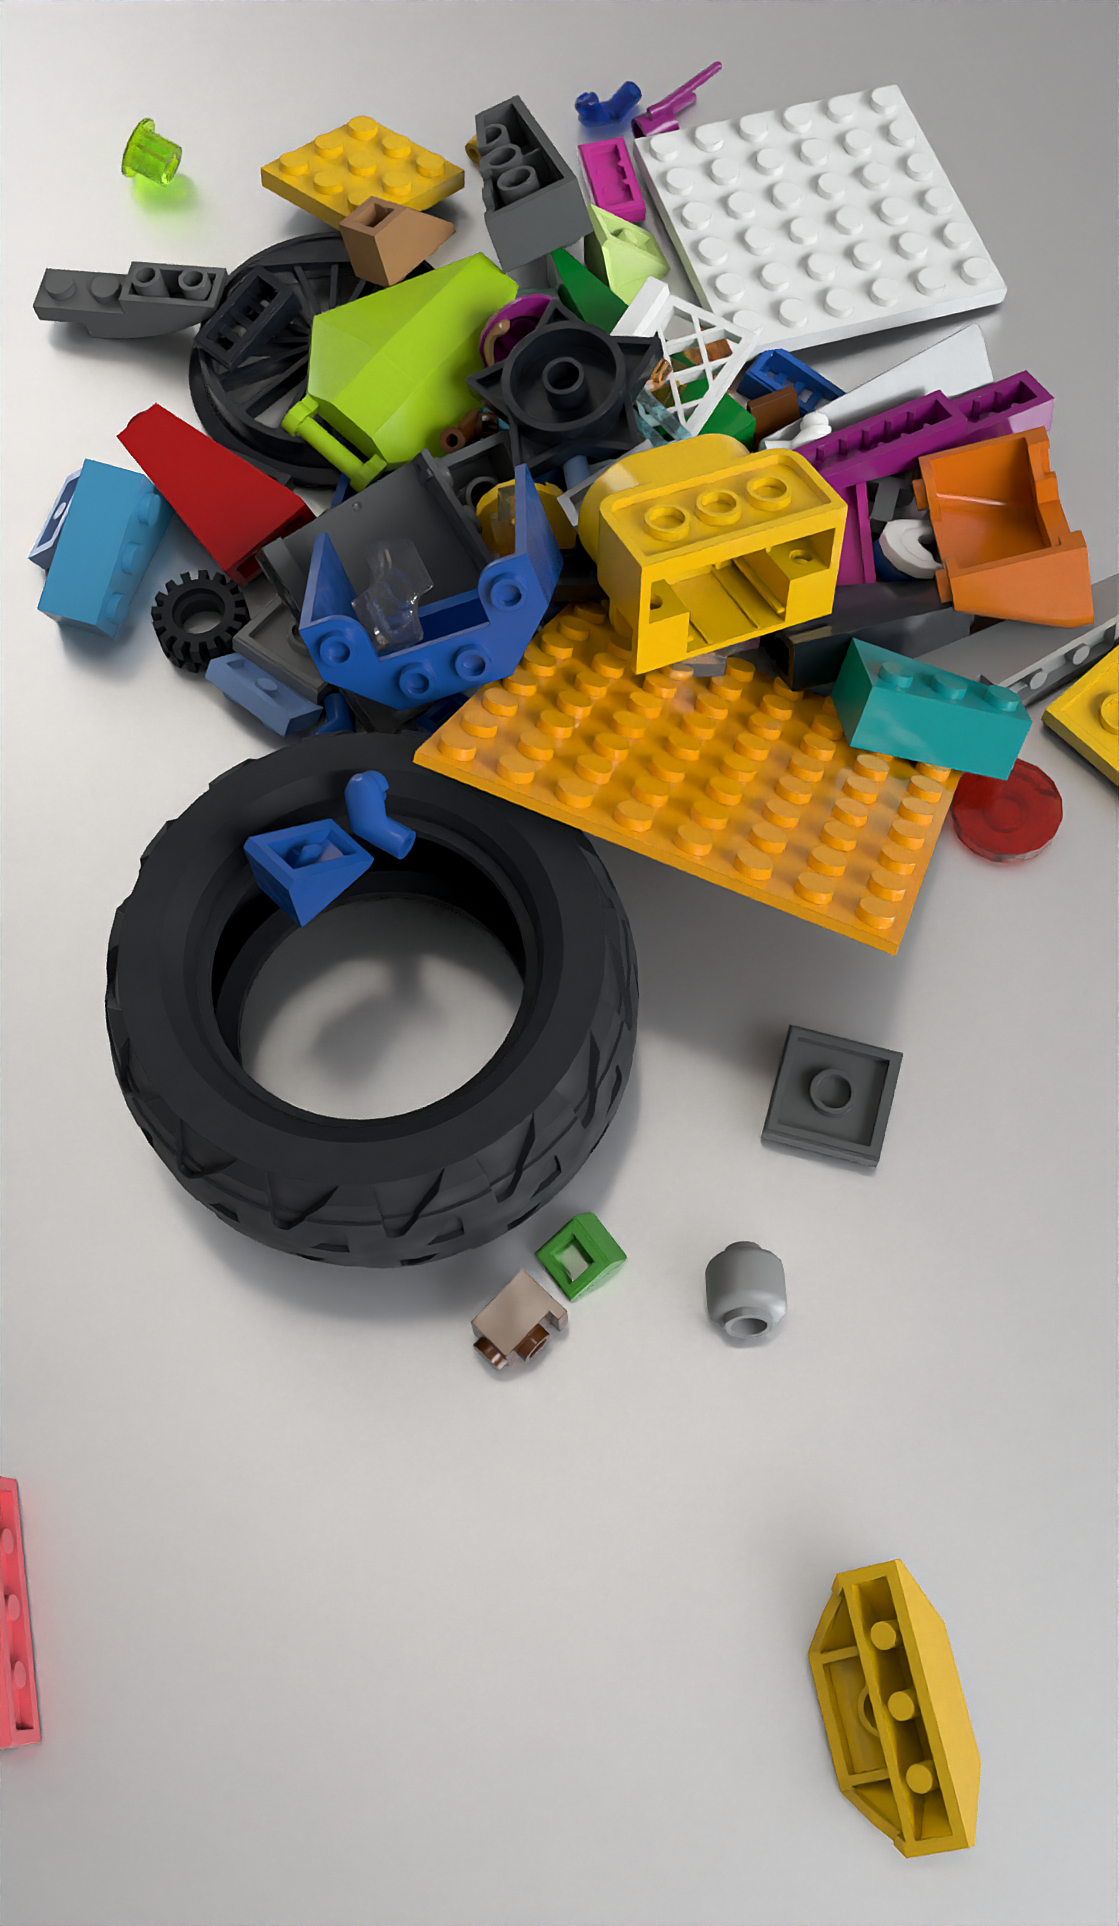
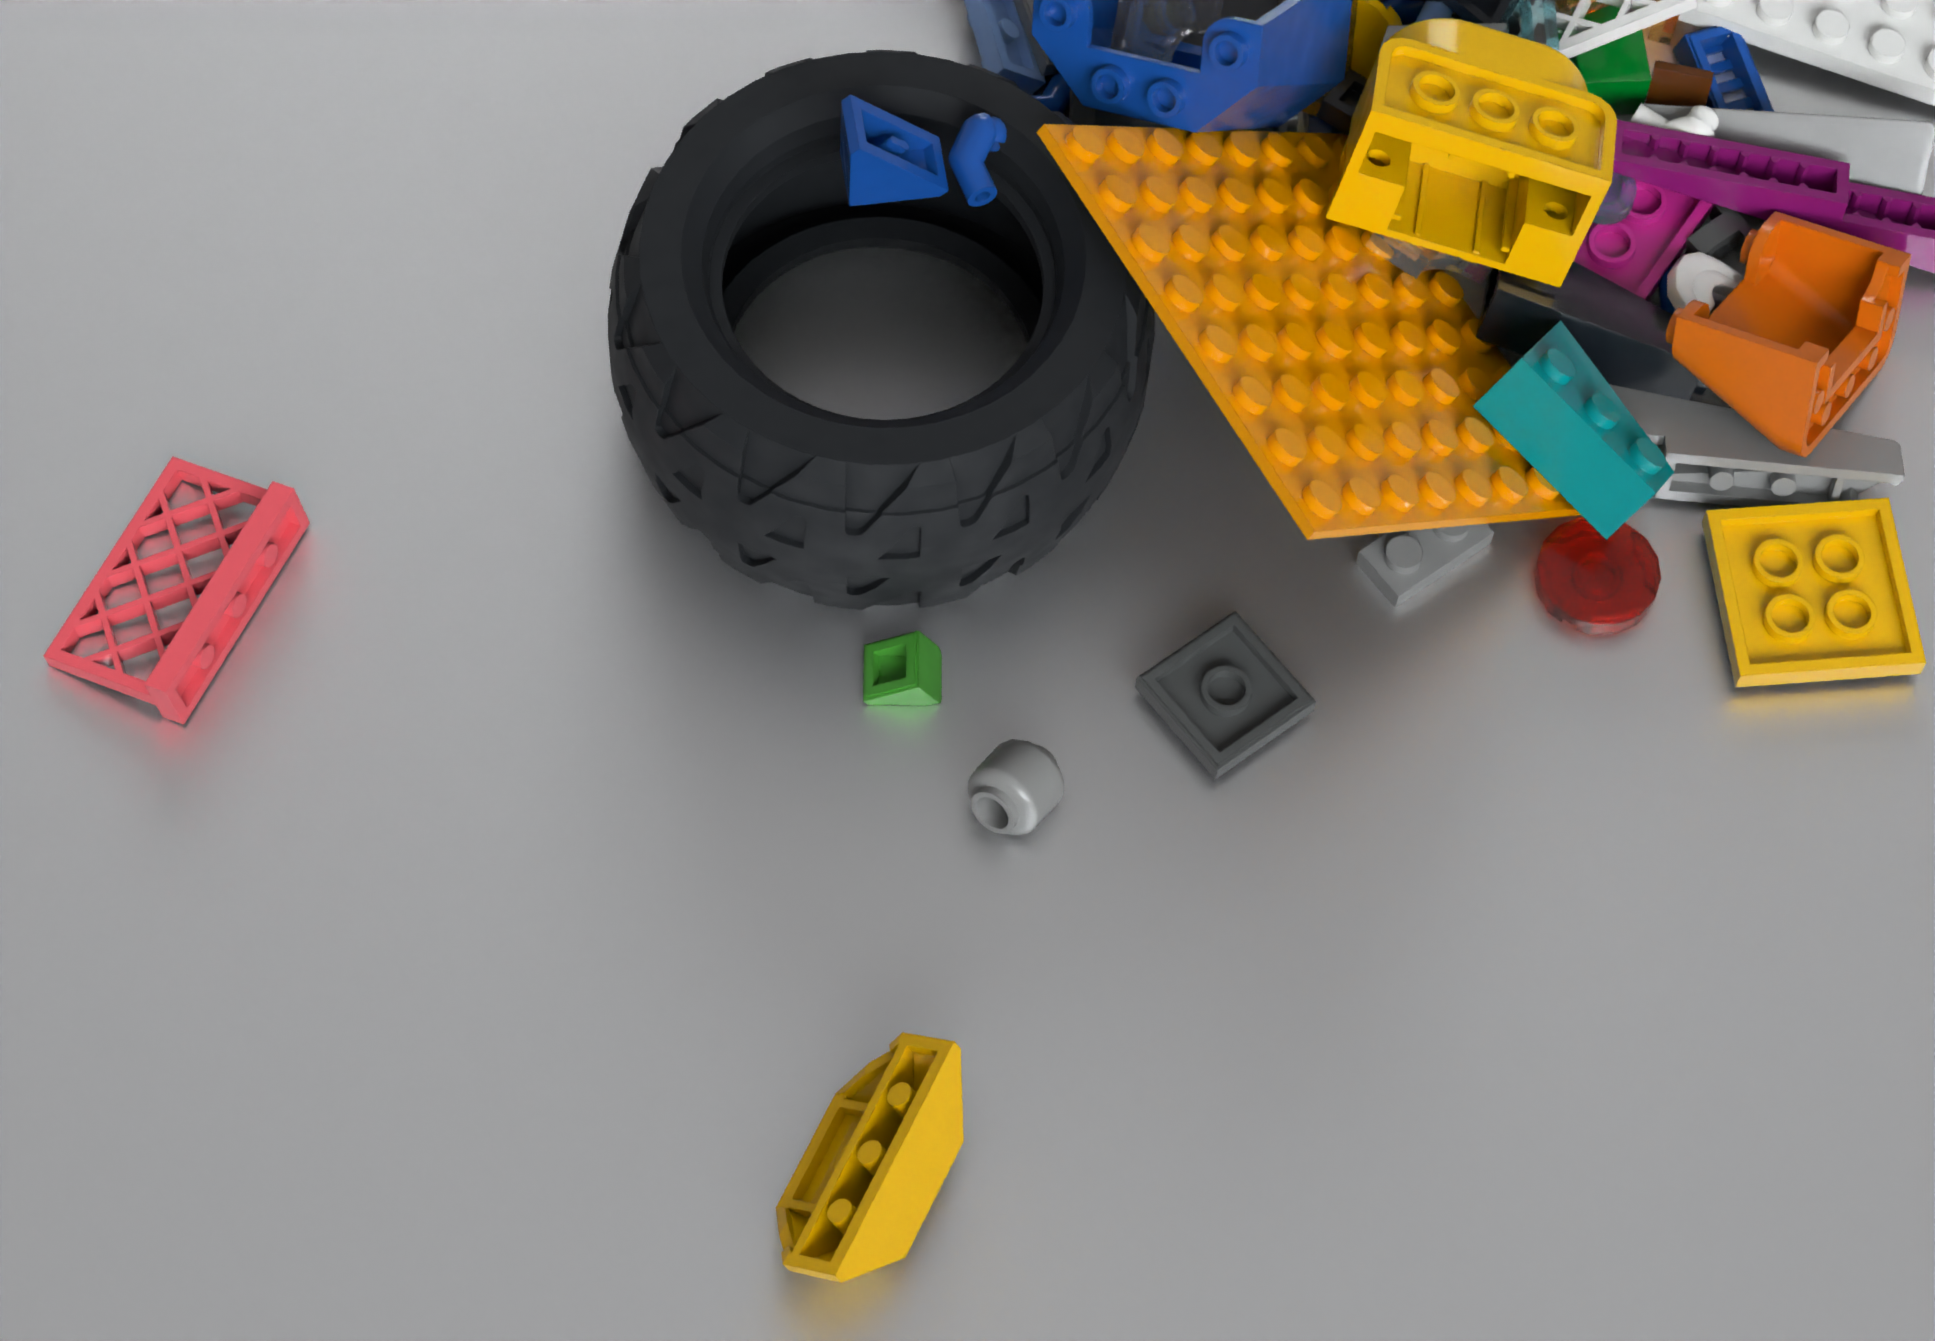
camera: 30 degrees right, 5 degrees down
(516, 1322) = (802, 678): brick -> none

